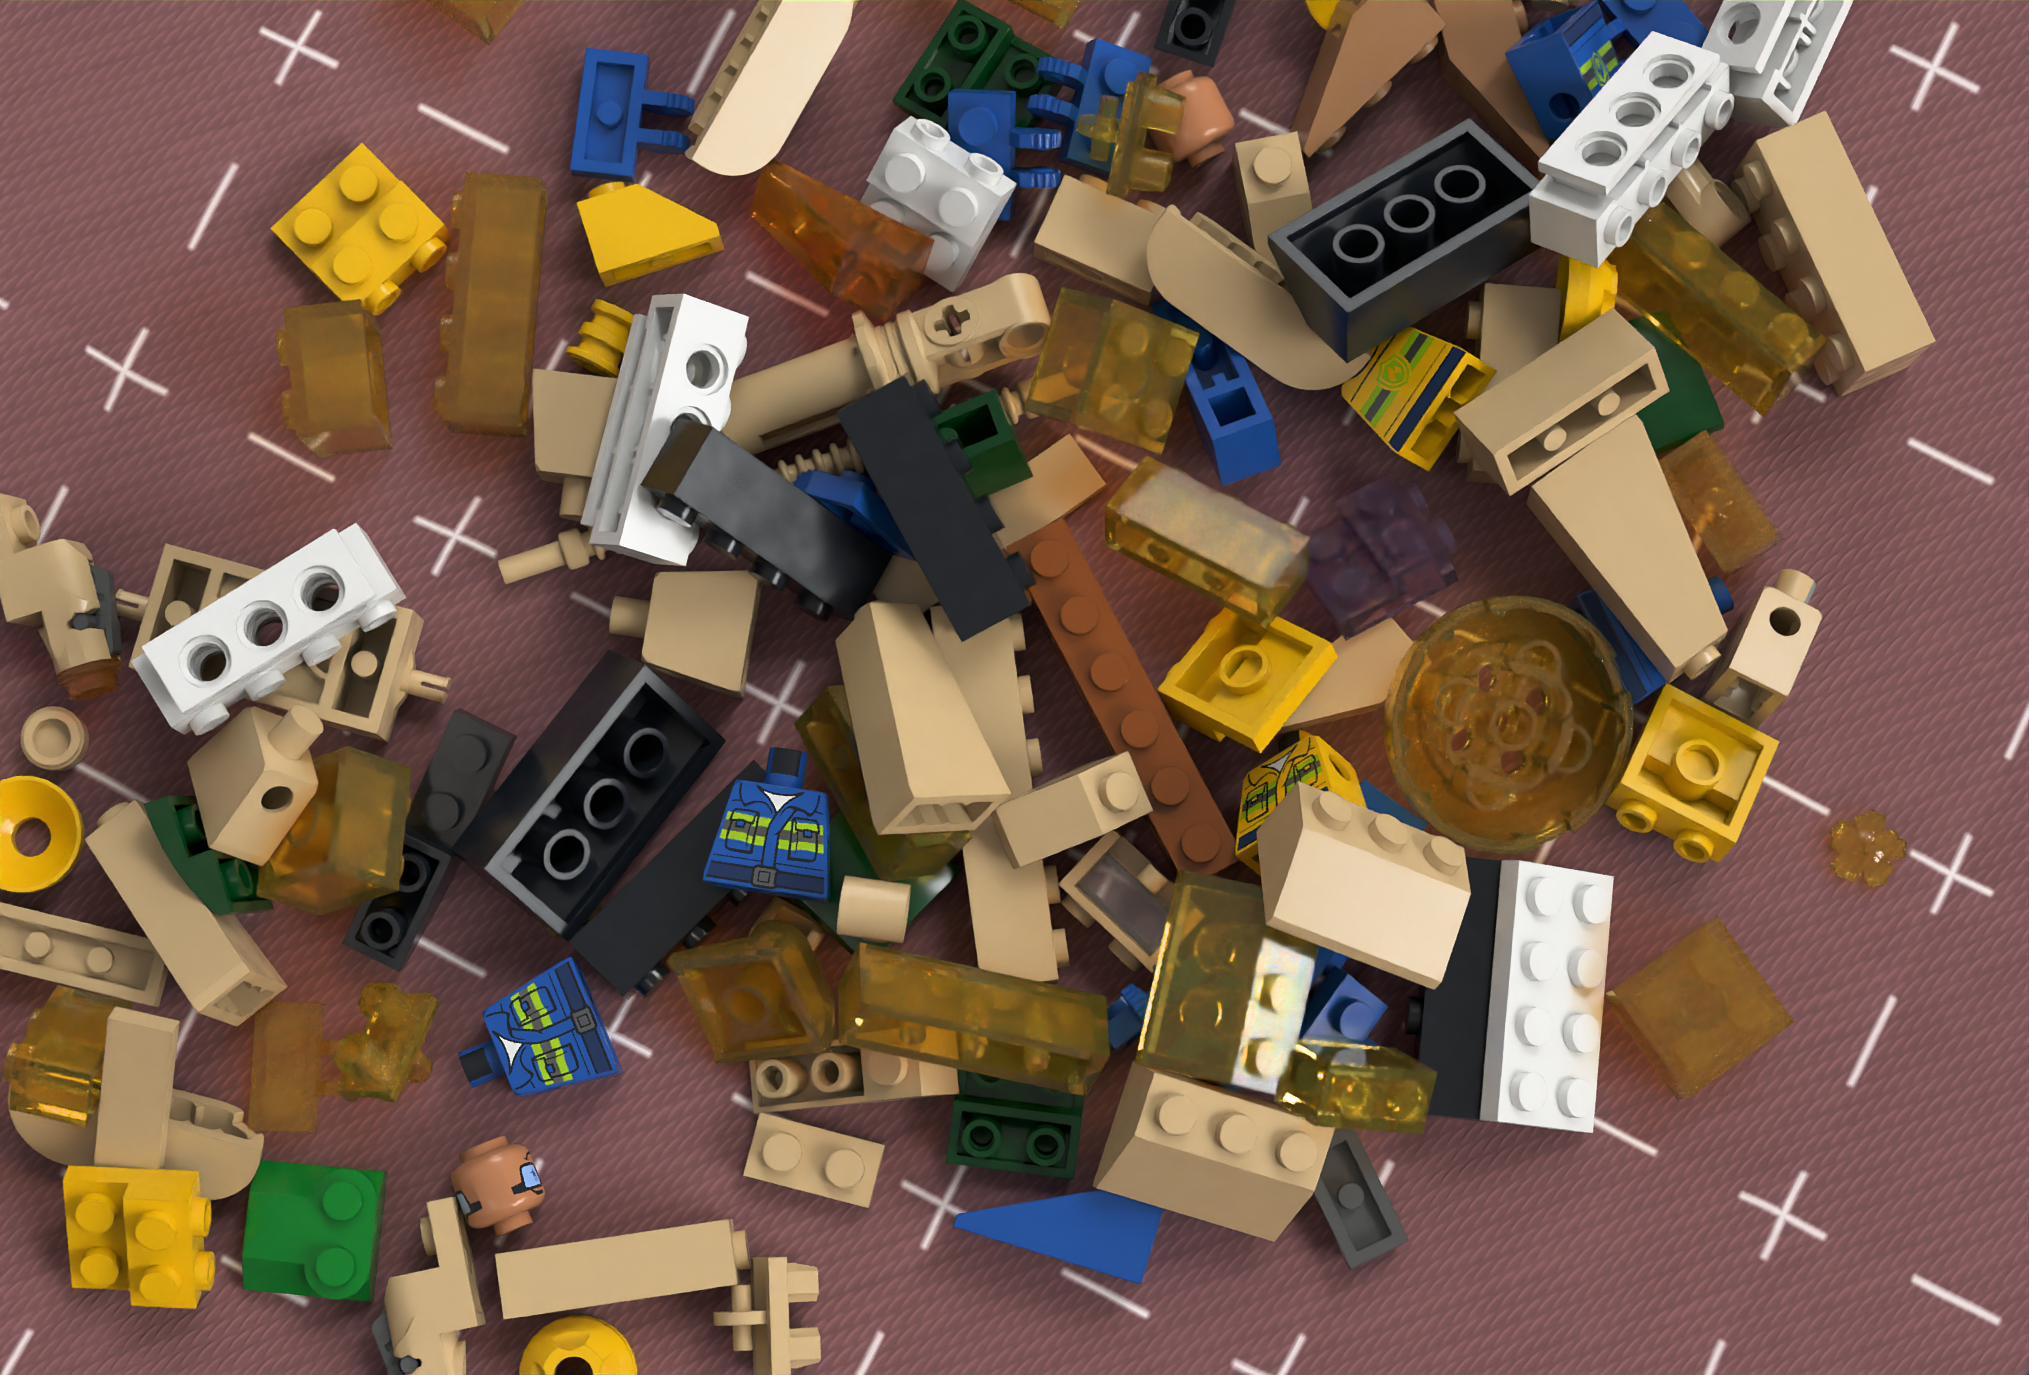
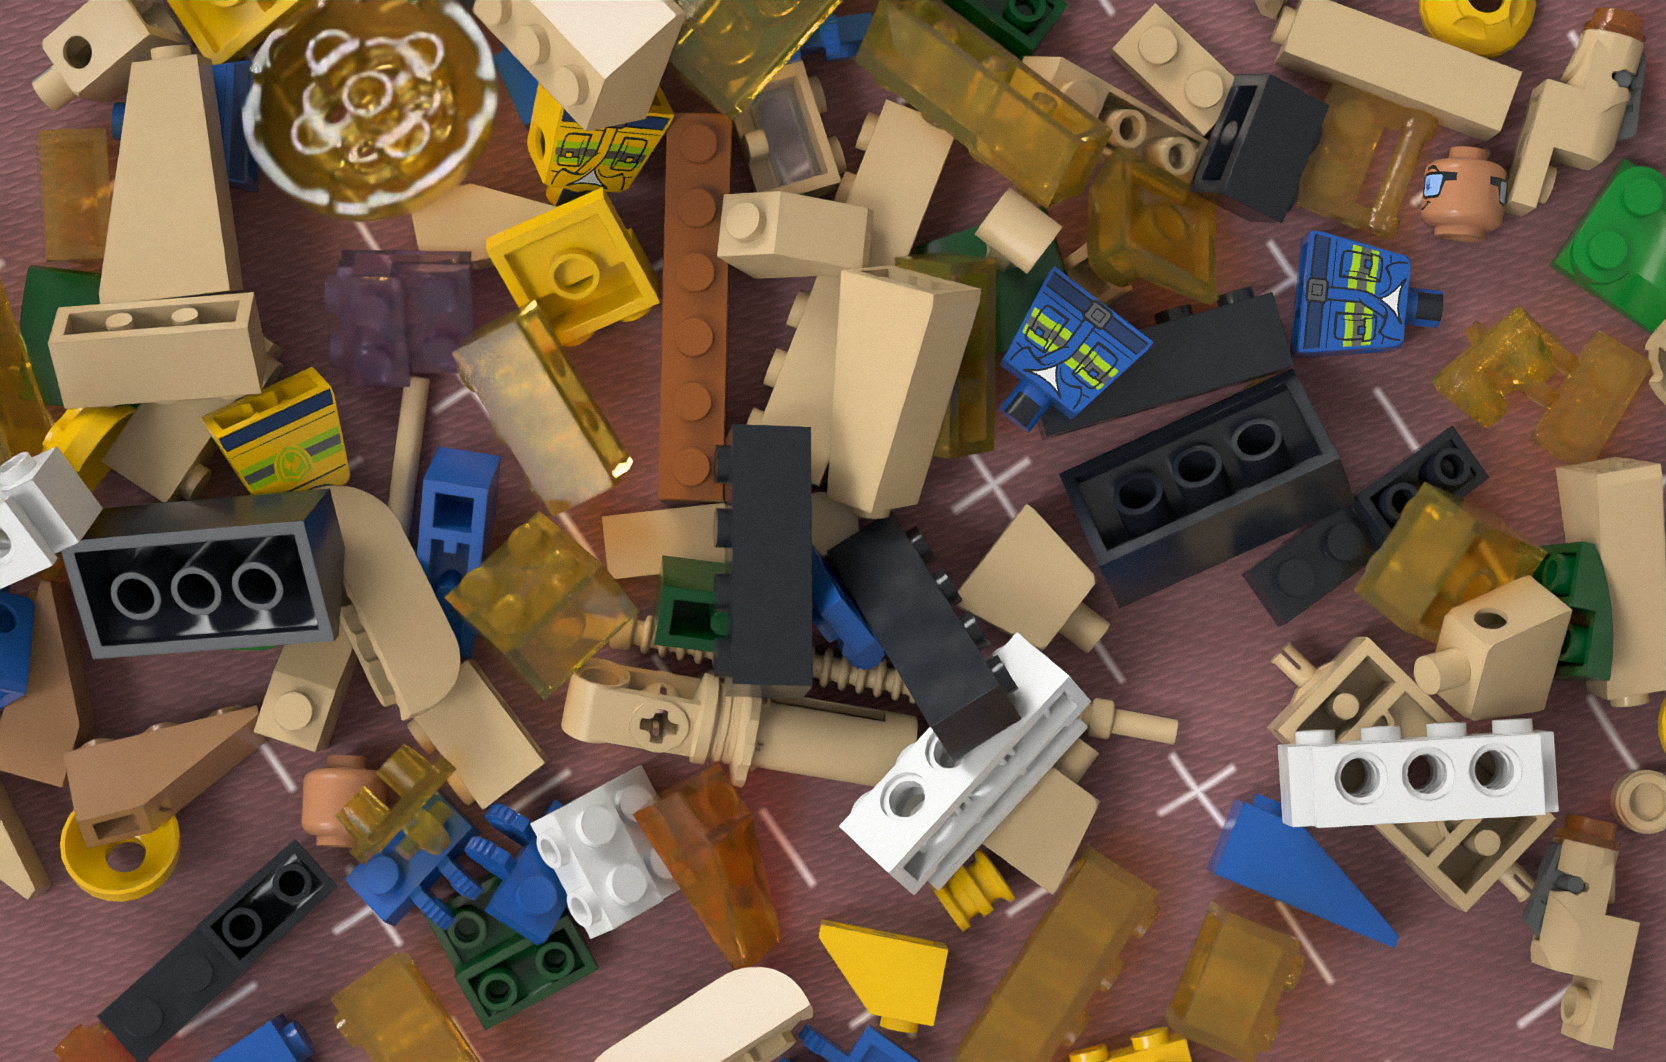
camera: 155 degrees left, 5 degrees up
(316, 502) = (1292, 868): none -> blue slope
(627, 1164) = (1344, 154): none -> clear yellow plate
(702, 1123) = (1260, 148): none -> black brick
(1305, 447) = (408, 451): none -> tan bar

